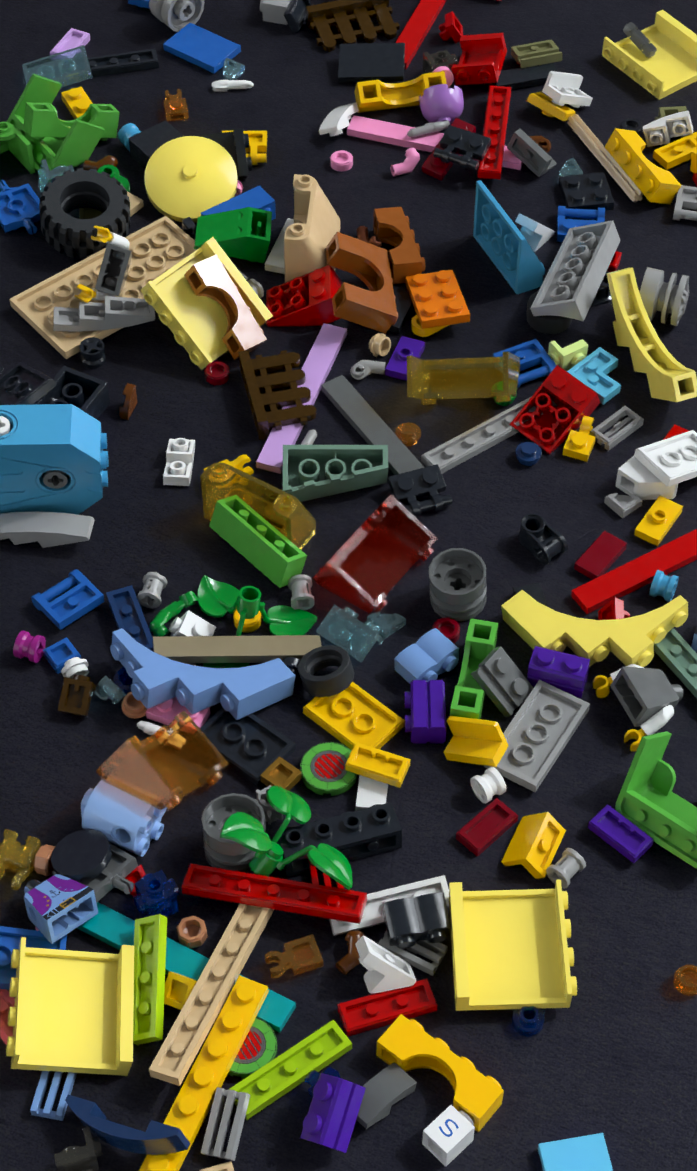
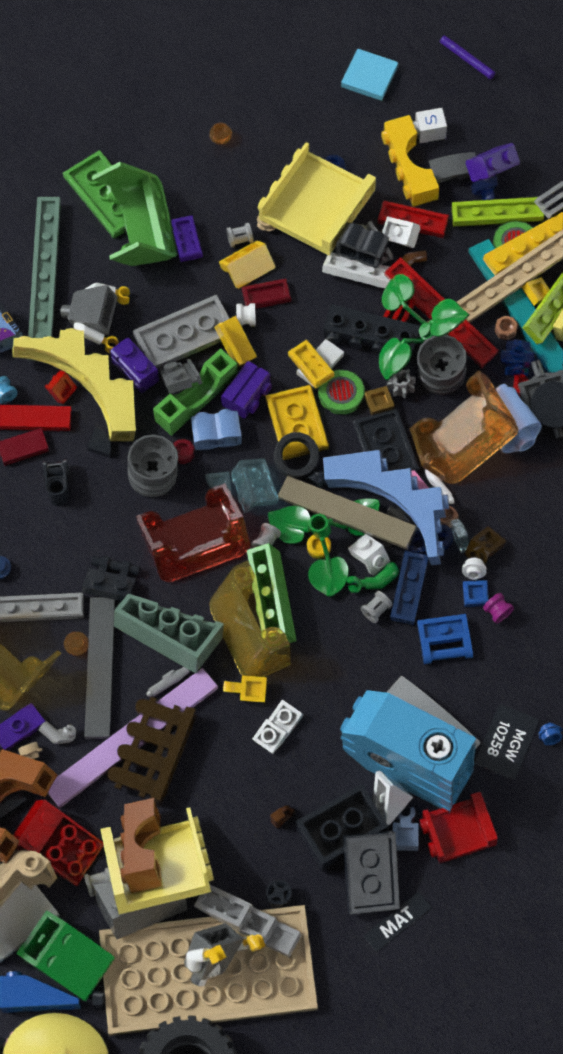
camera: 145 degrees left, 15 degrees up
(217, 373) = (179, 808): dark red tile -> none
(299, 955) = (447, 274): clear orange plate -> none

